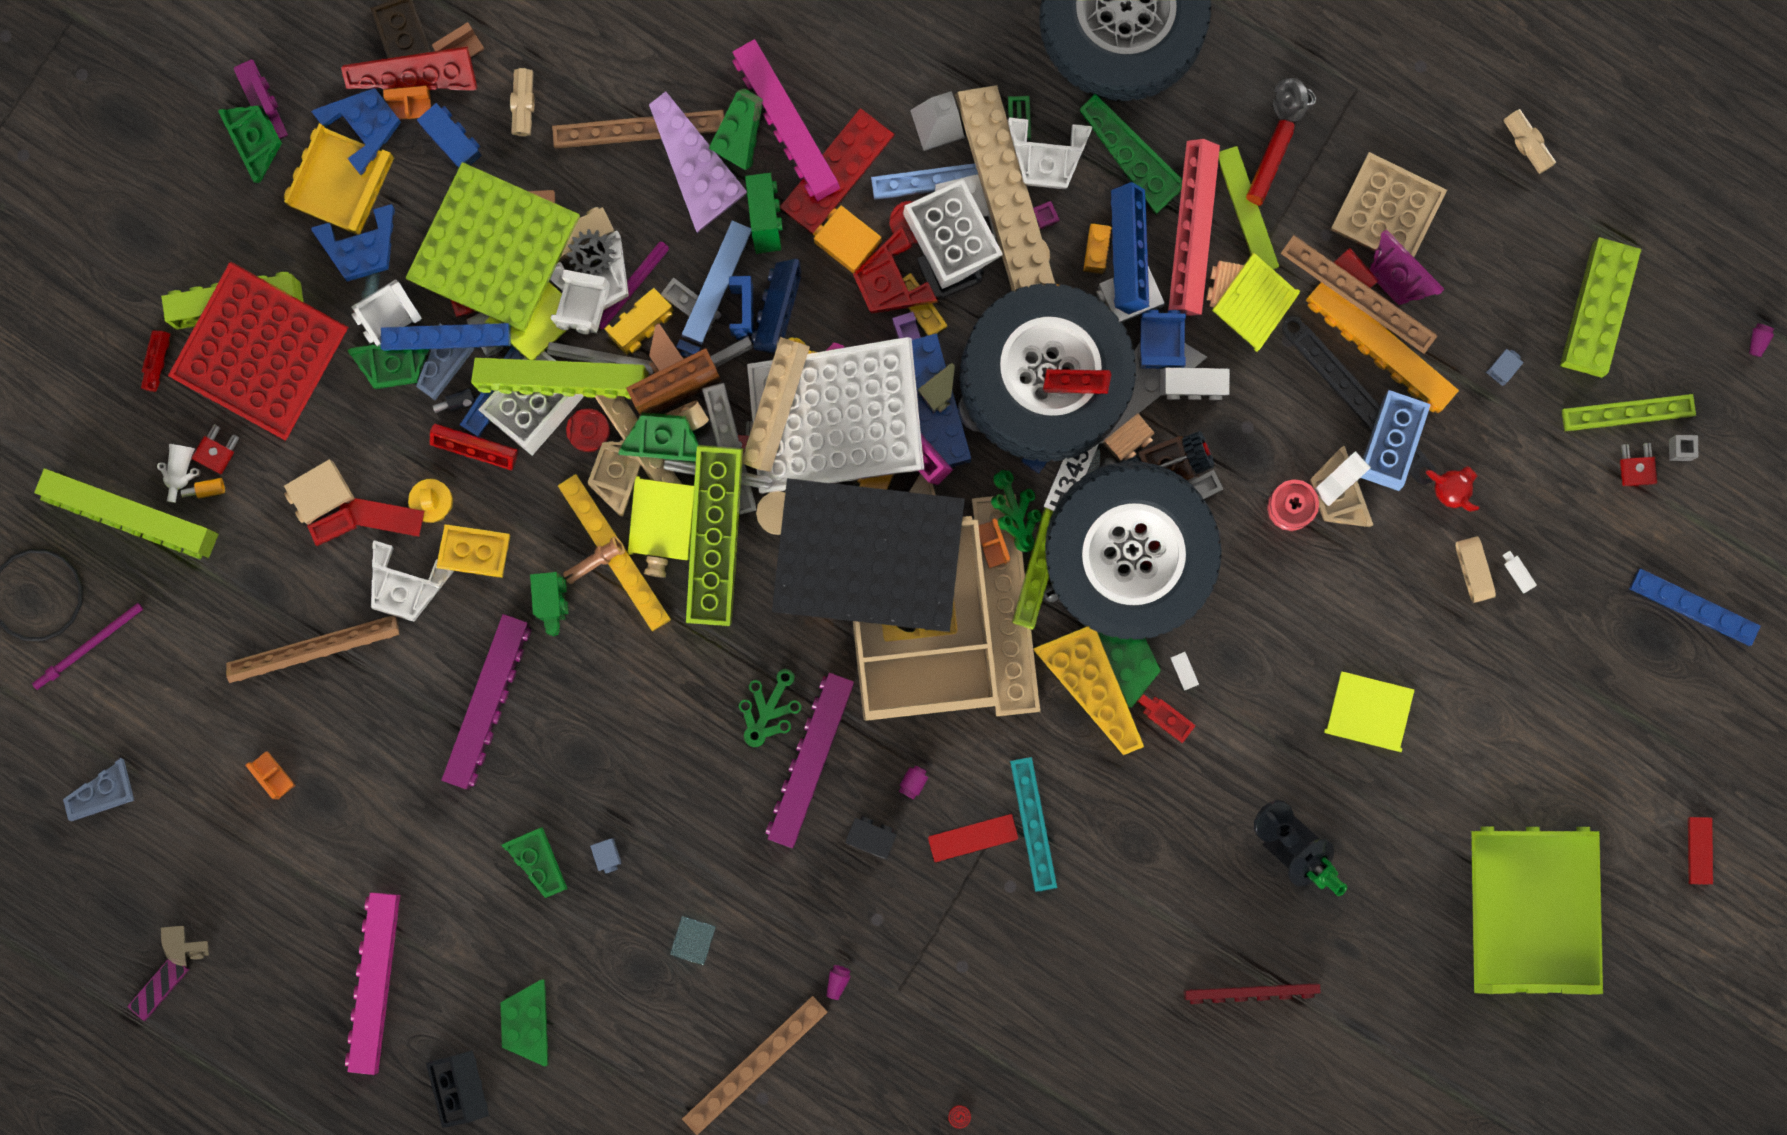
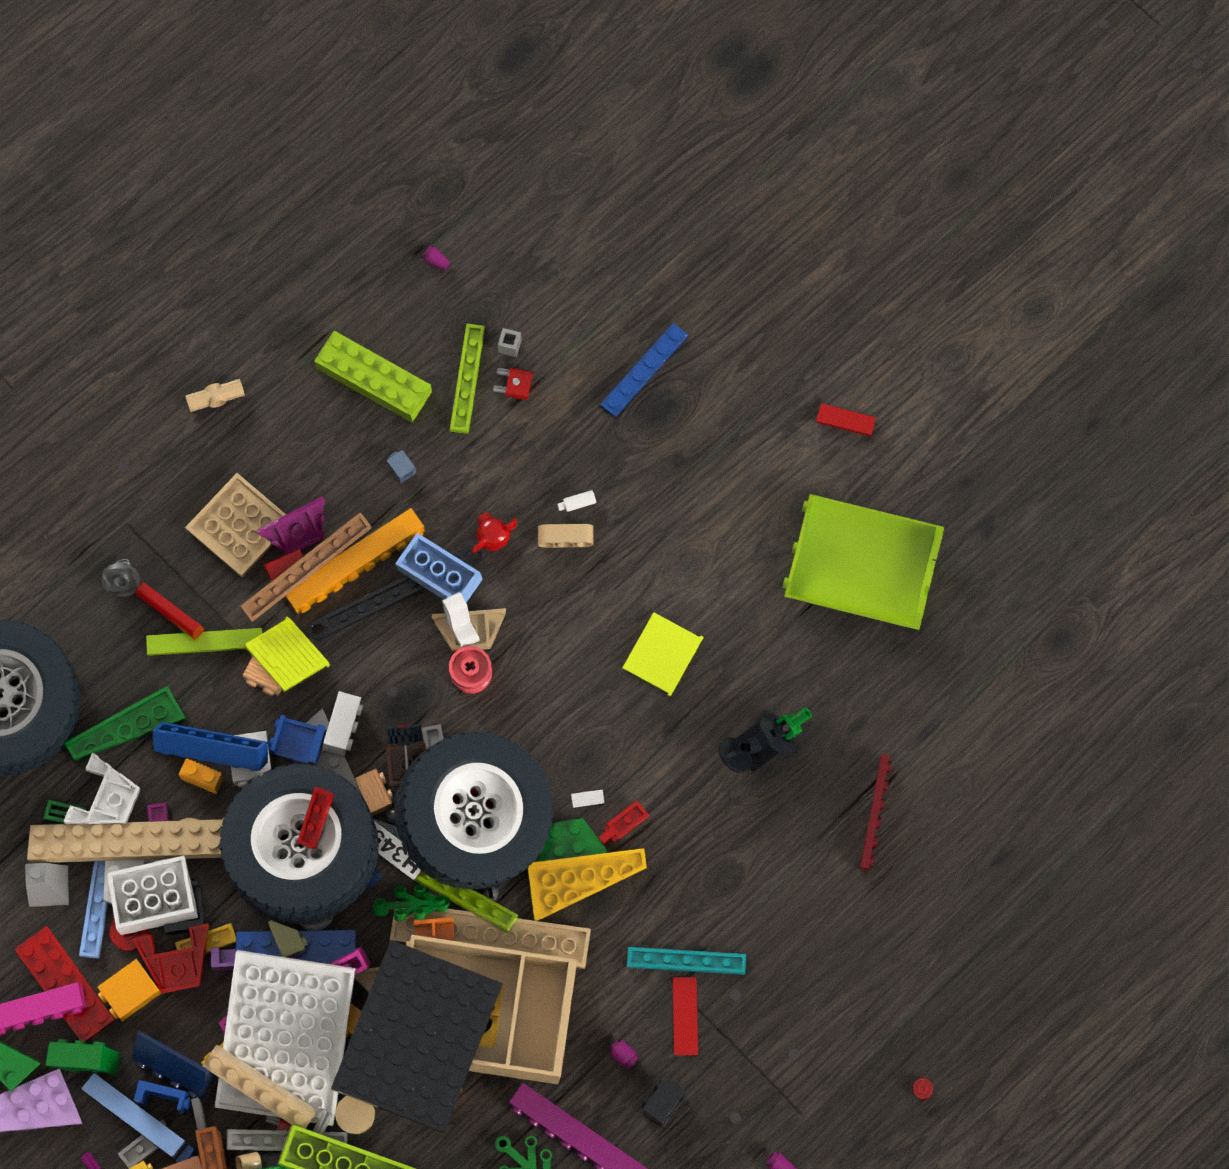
camera: 80 degrees left, 10 degrees down
(1194, 227) = (207, 689): coral brick -> none

